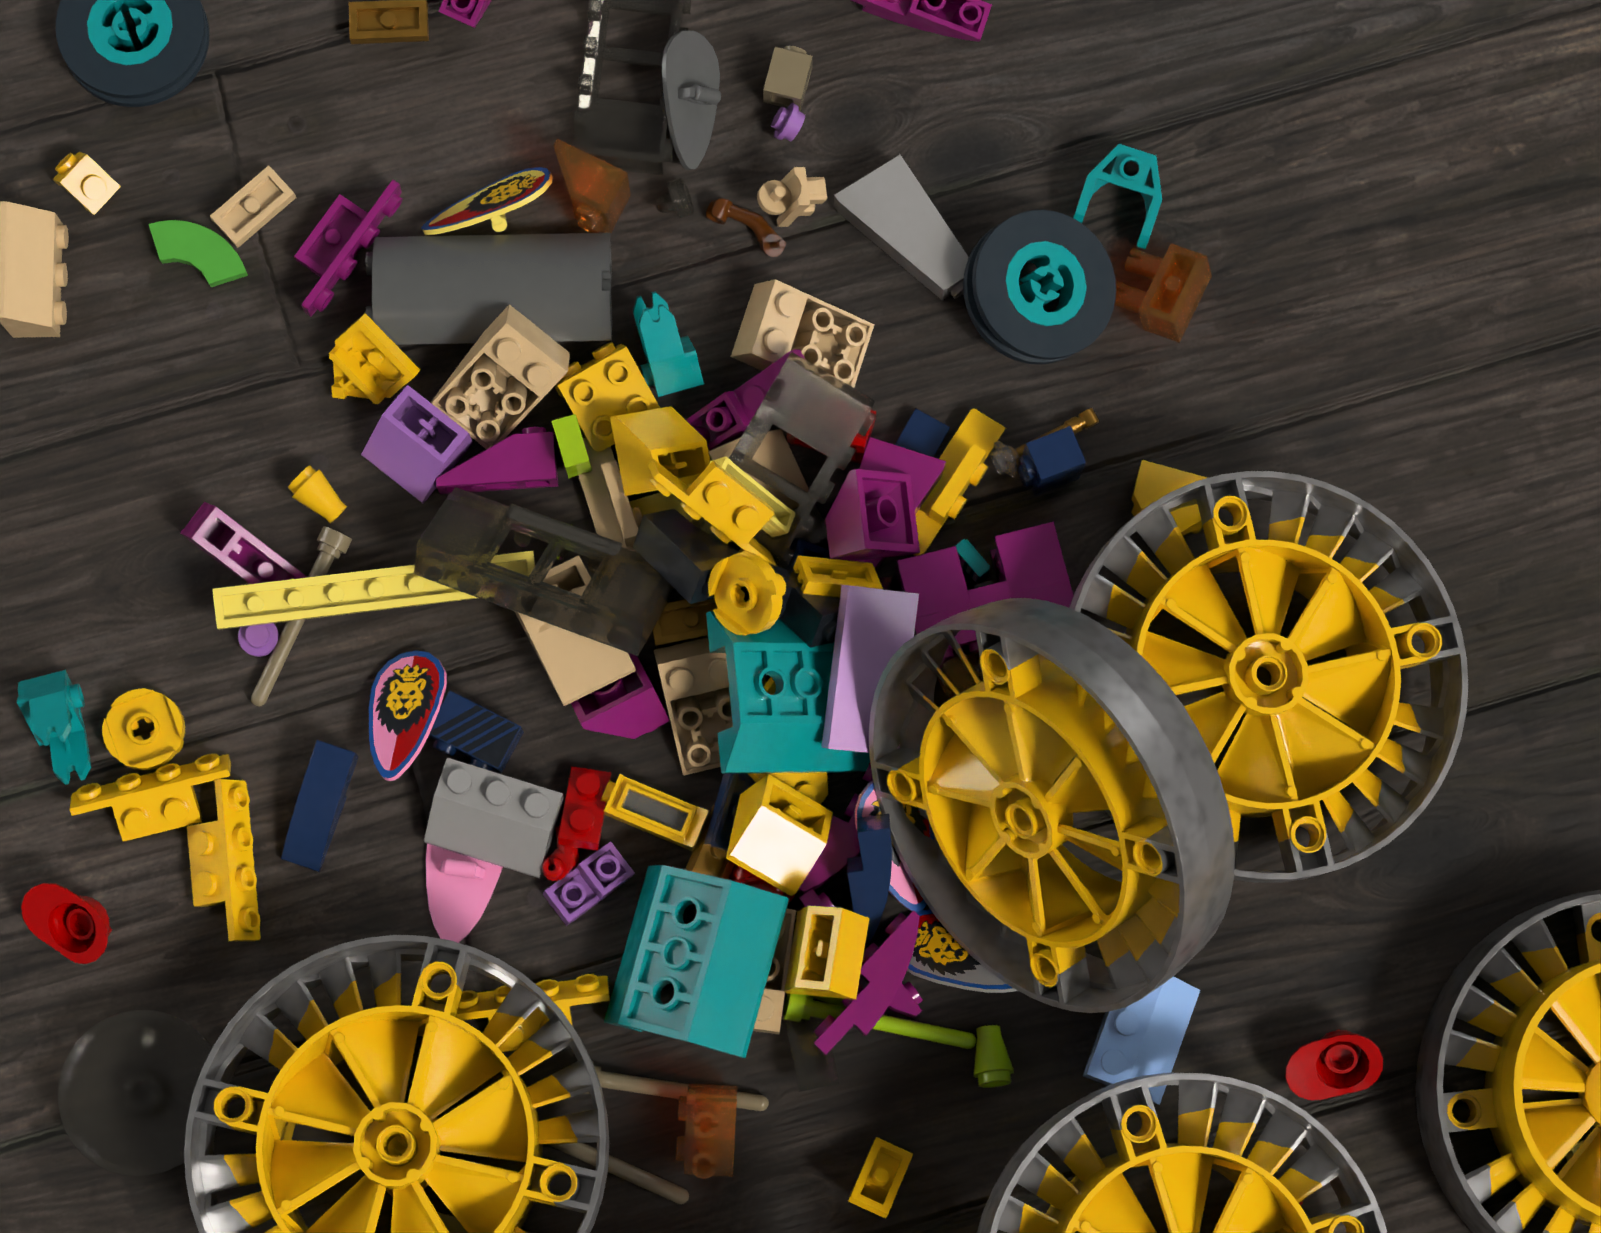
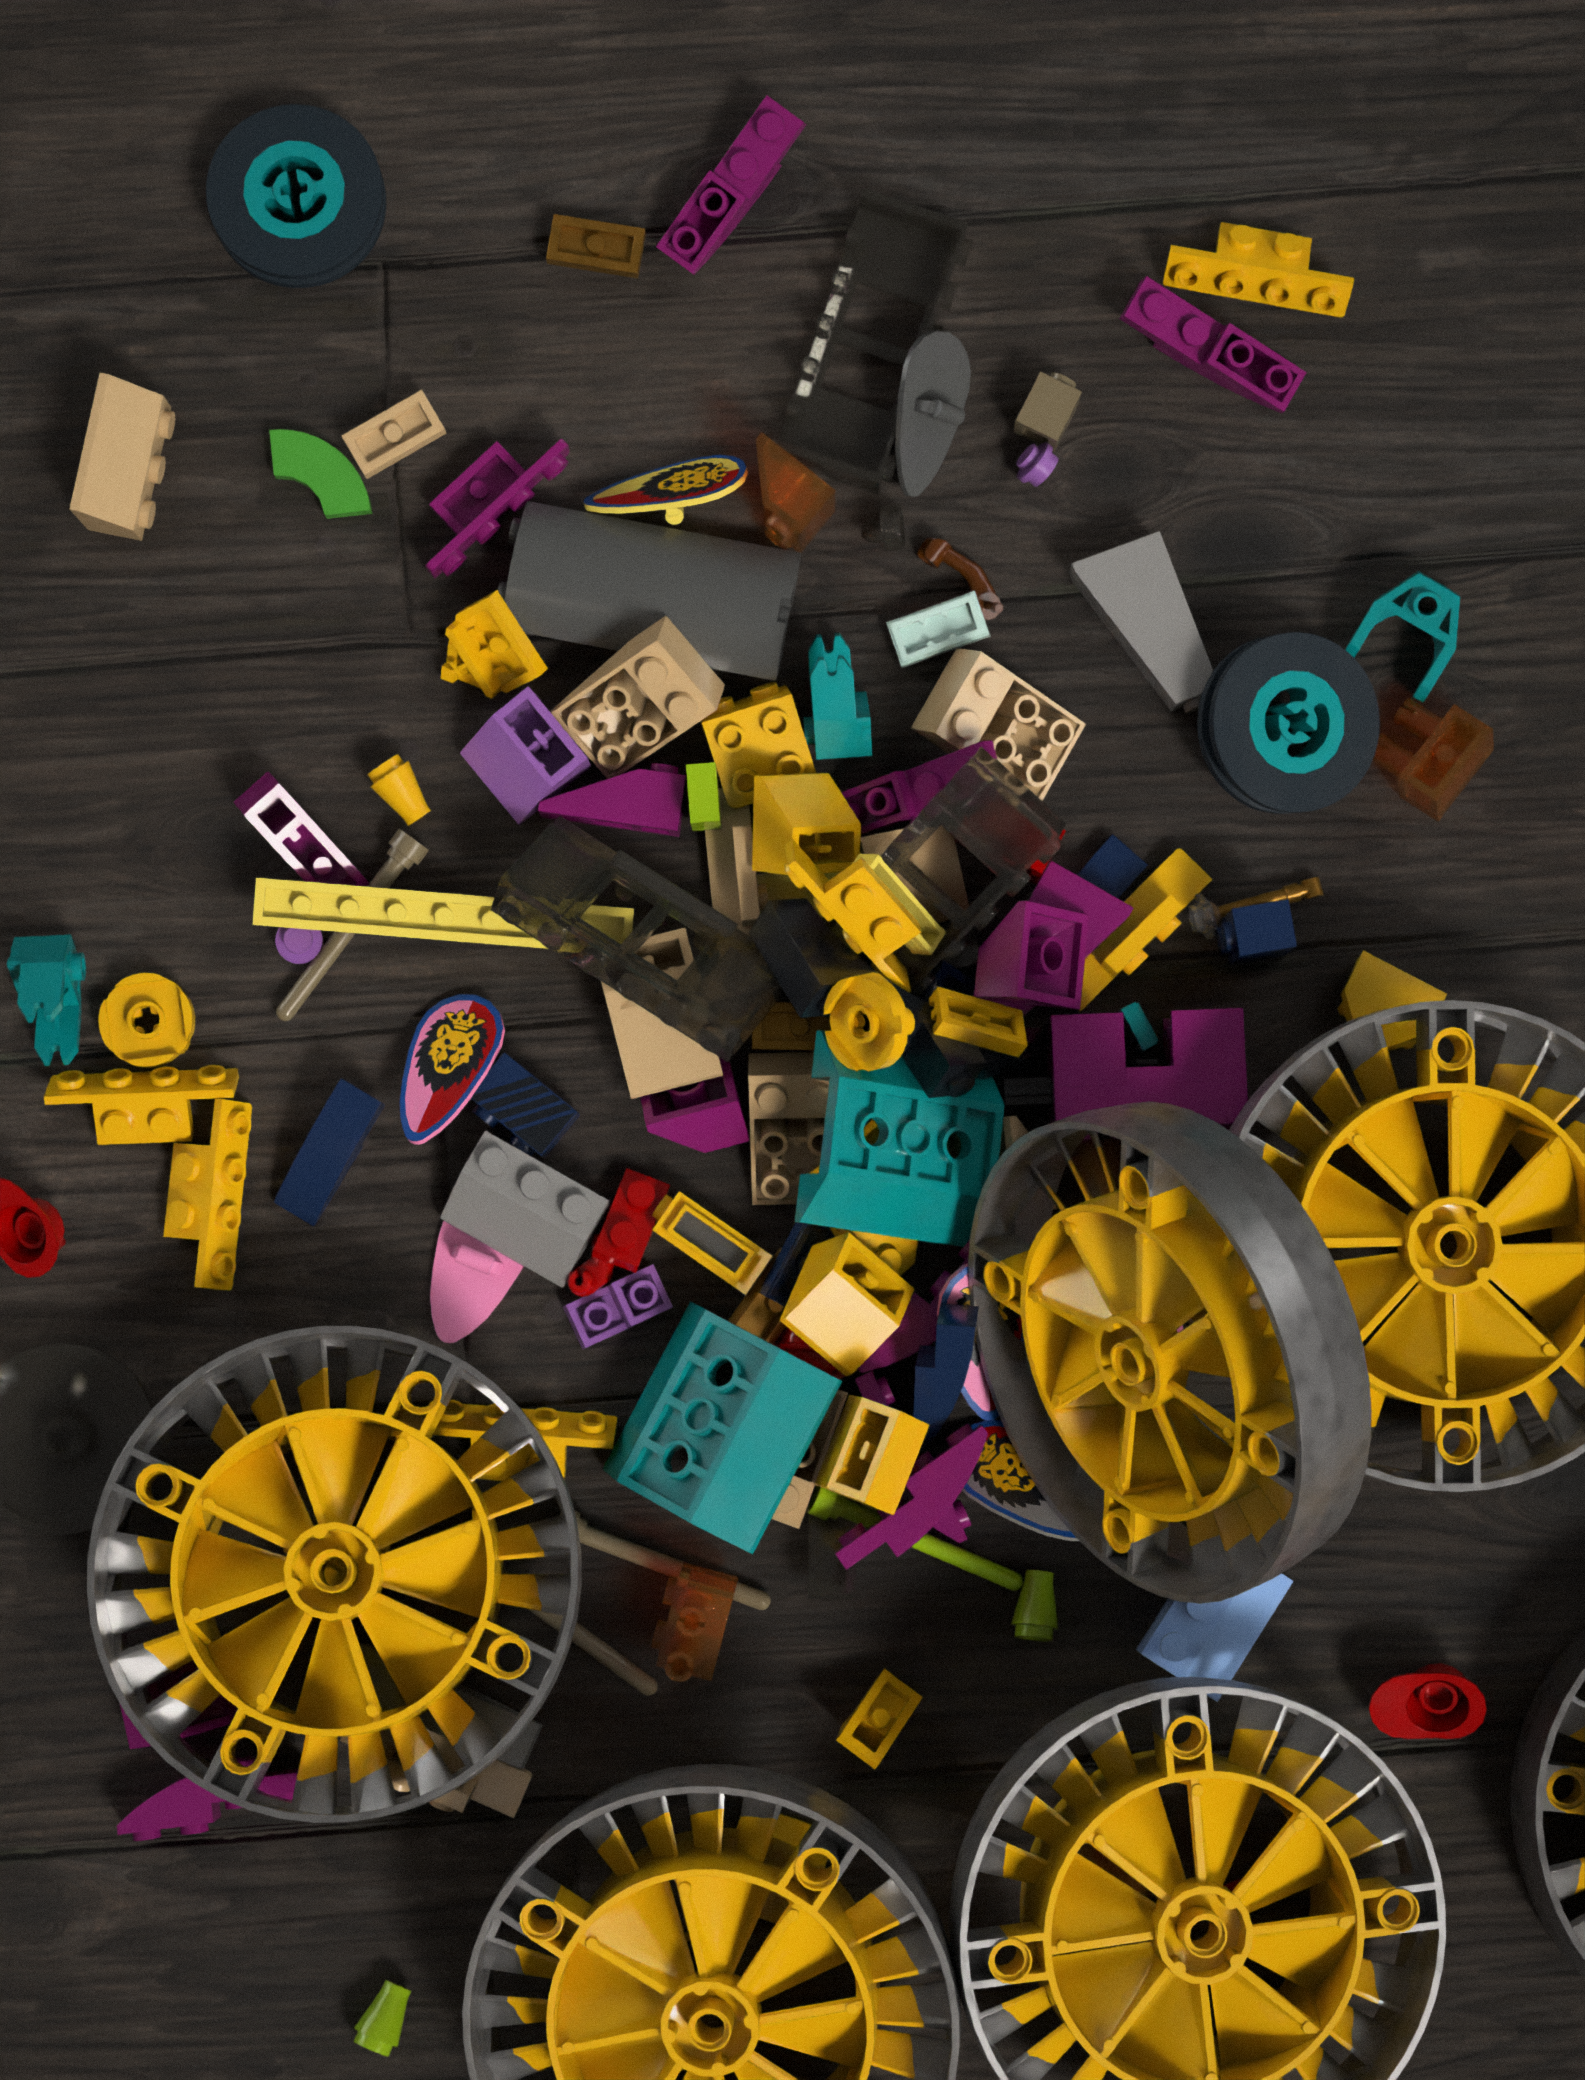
camera: 20 degrees right, 5 degrees up
(85, 181) = (206, 364): bracket -> none
(736, 272) = (938, 629): none -> light aqua plate
(792, 196) = (1022, 554): tan hips -> none
(867, 635) = (1001, 1099): lavender tile -> none

